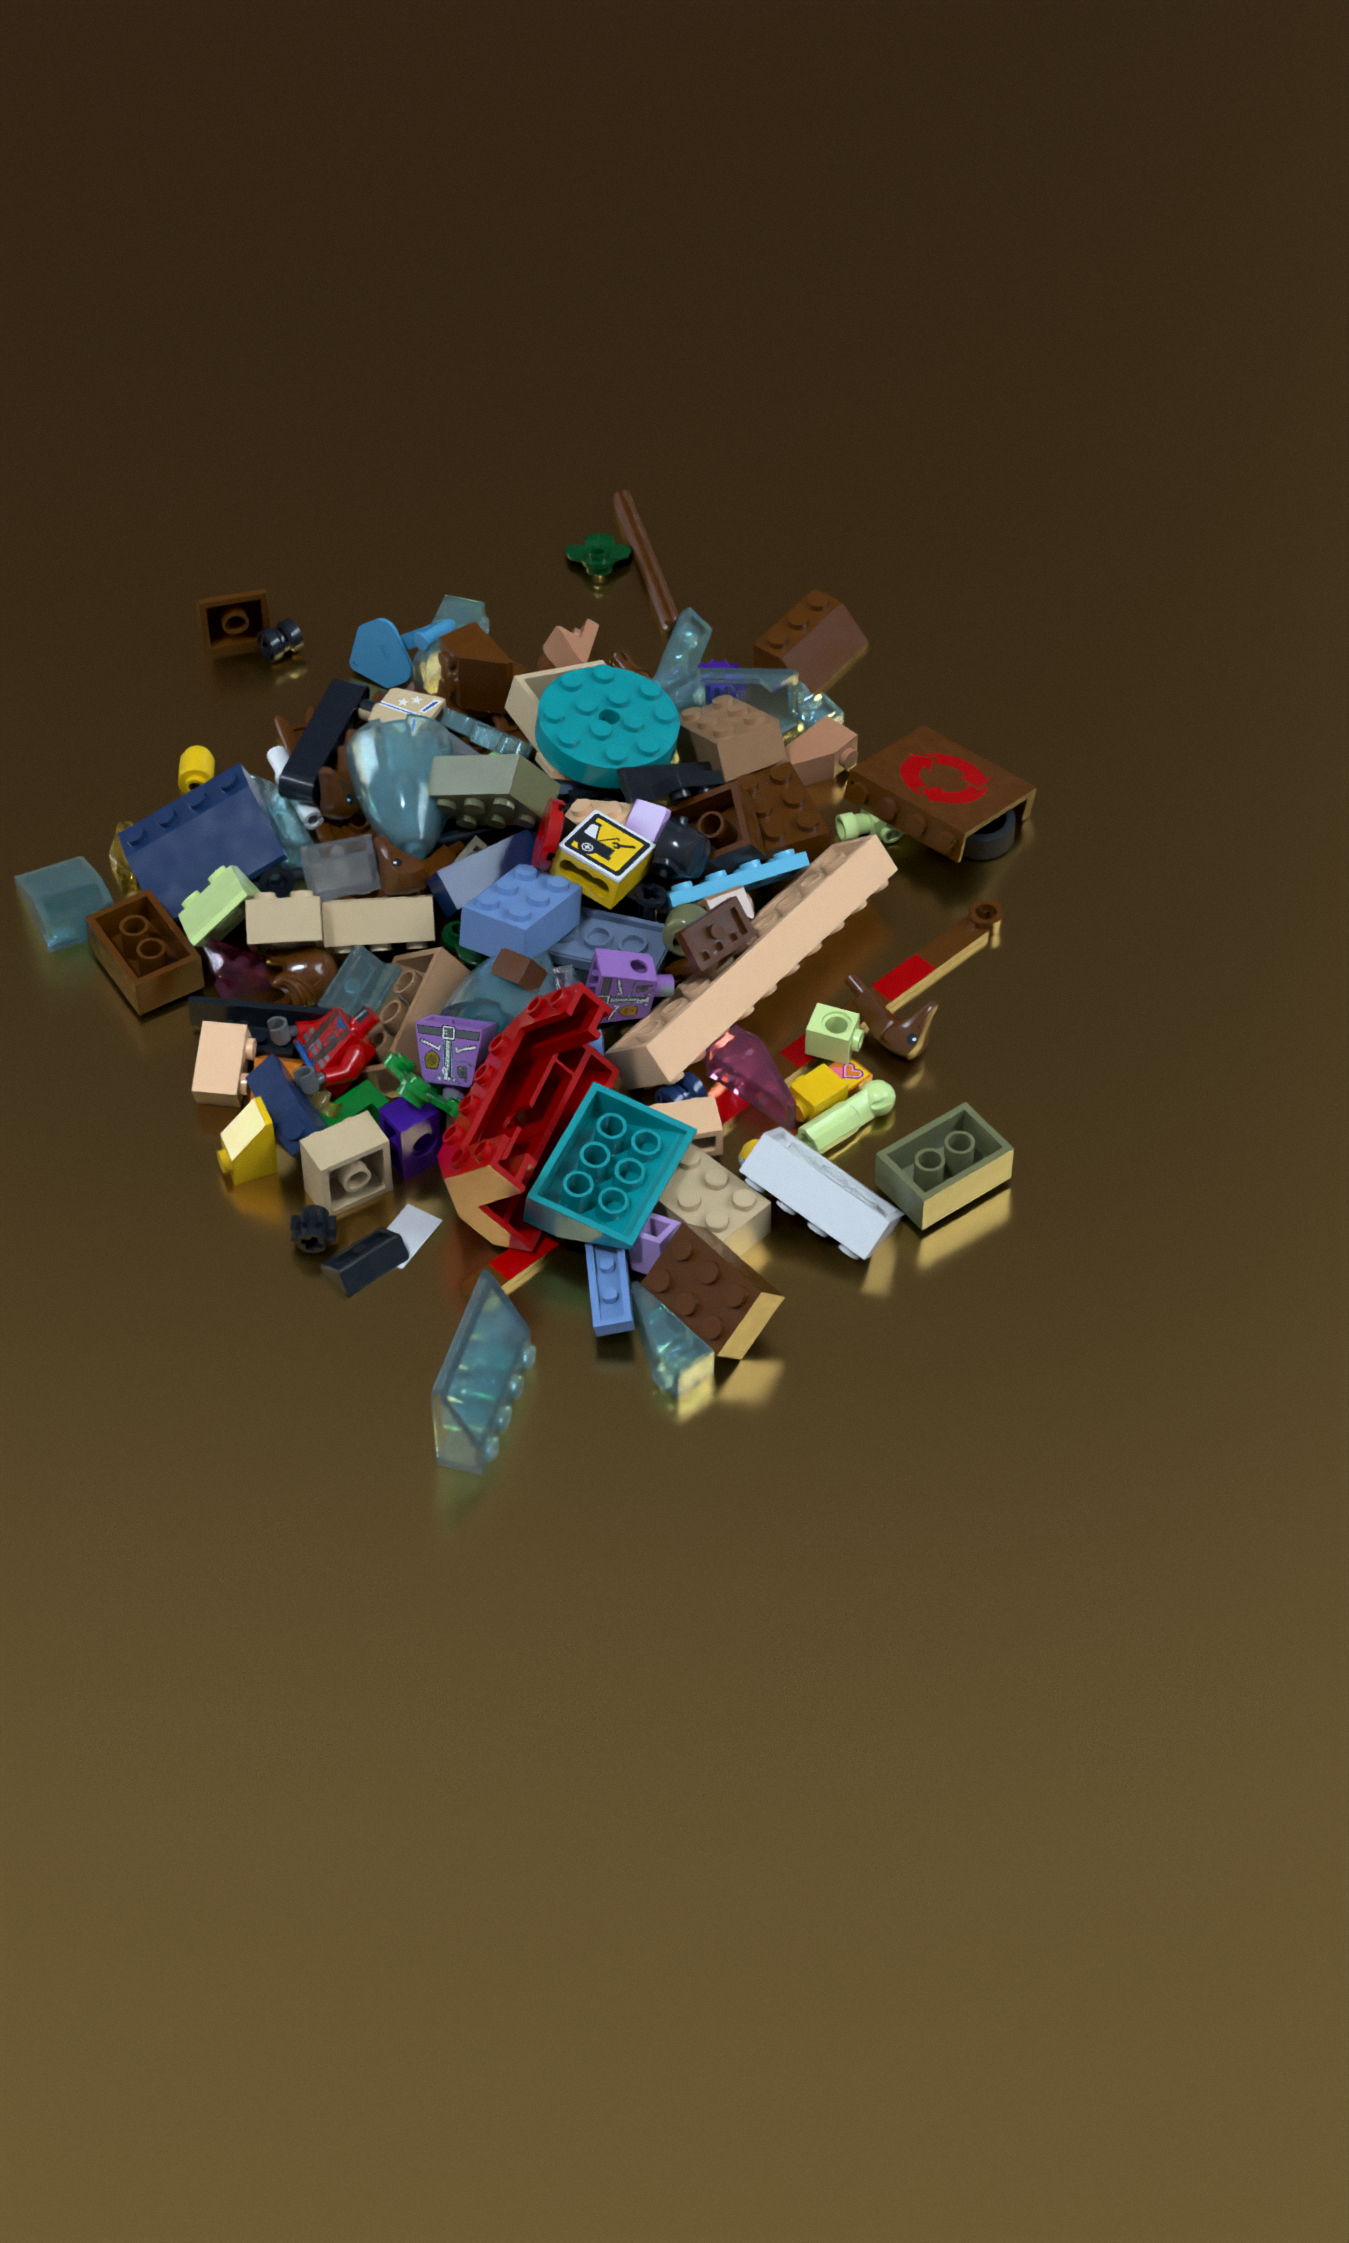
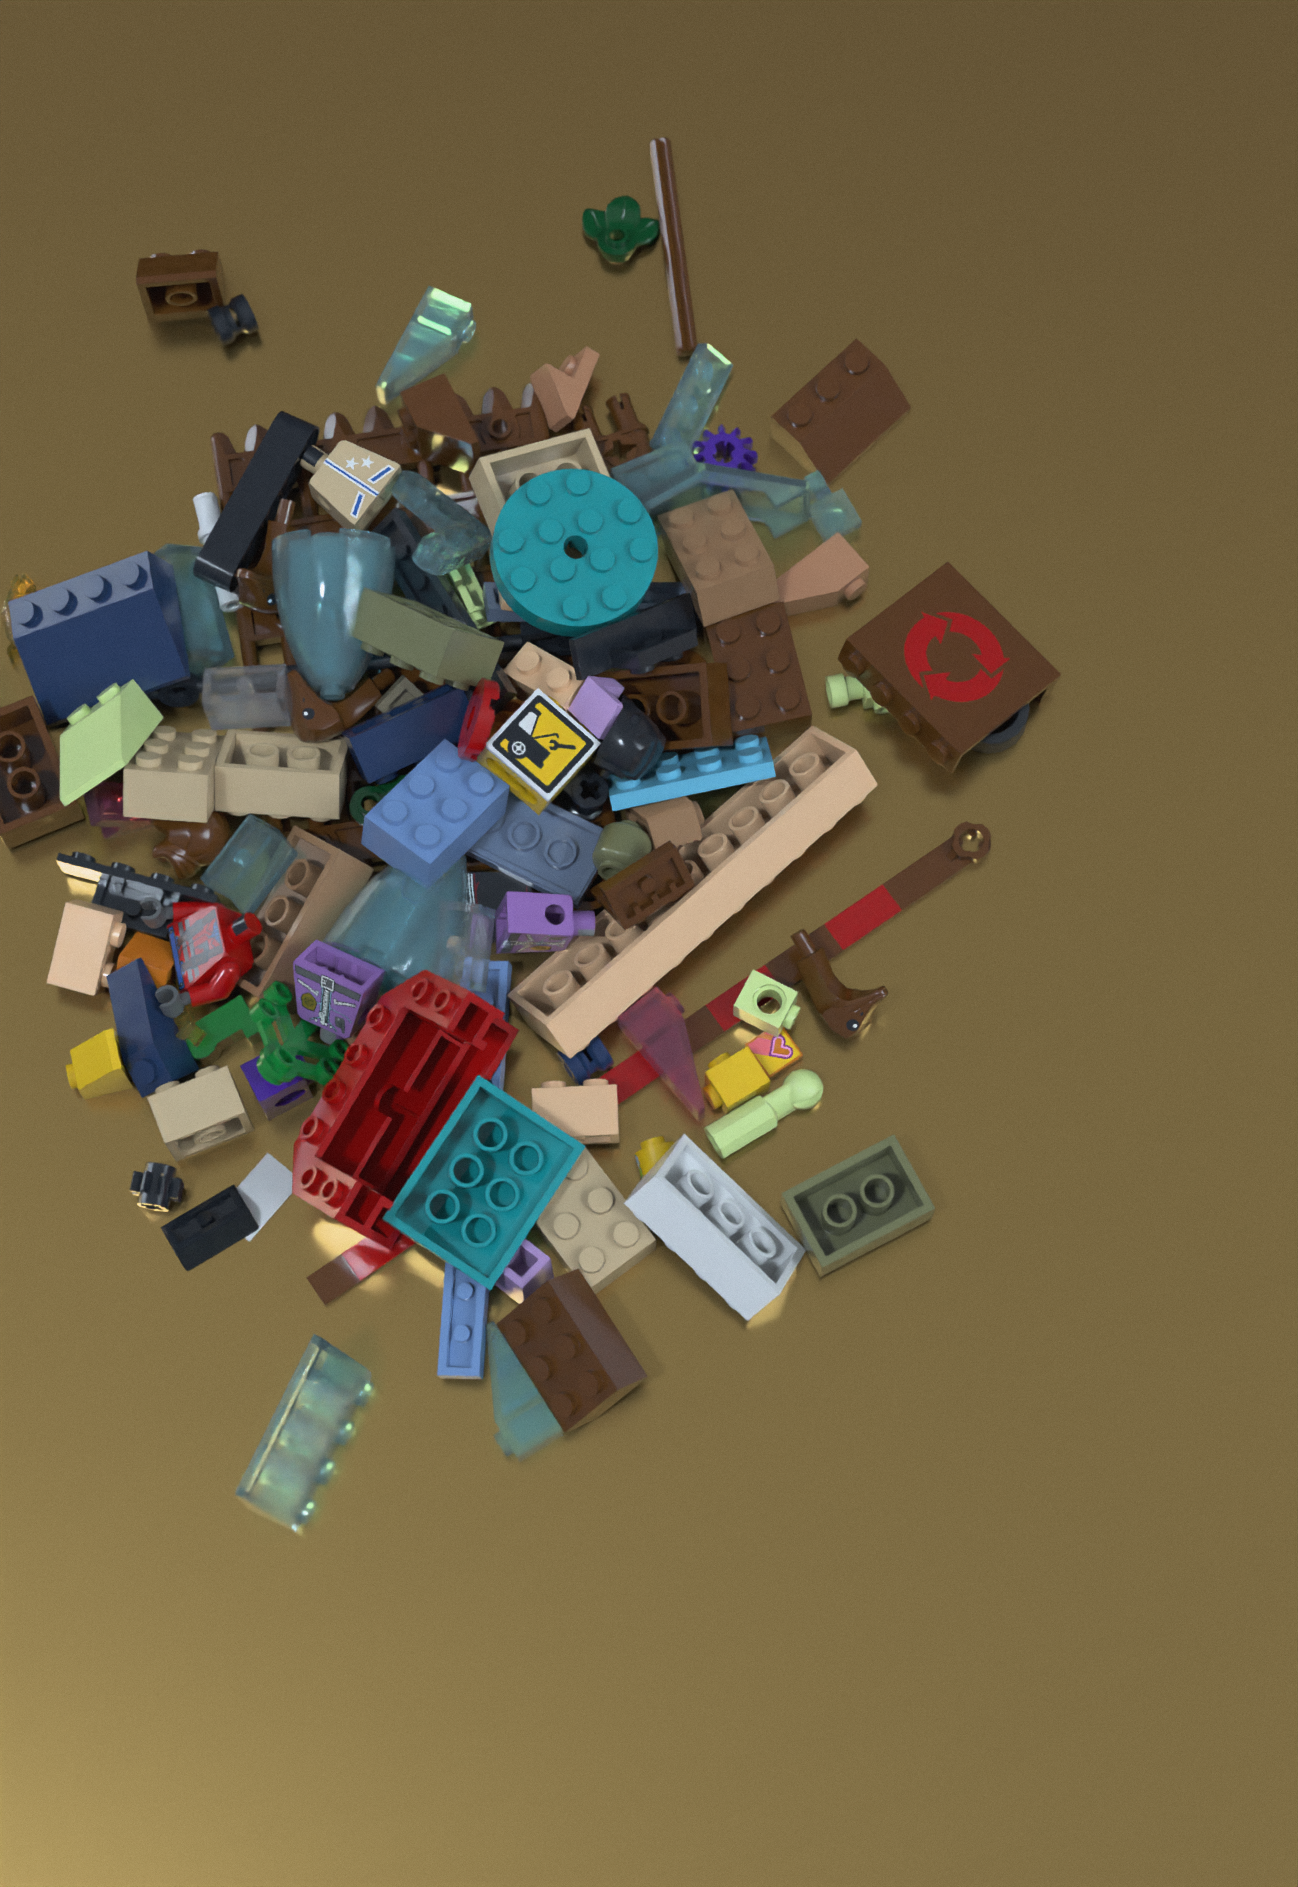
camera: 10 degrees right, 25 degrees up
(195, 768) = (113, 505): yellow brick -> none
(383, 653) = (345, 360): dark azure piece -> none
(518, 969) = (415, 913): reddish brown slope -> none

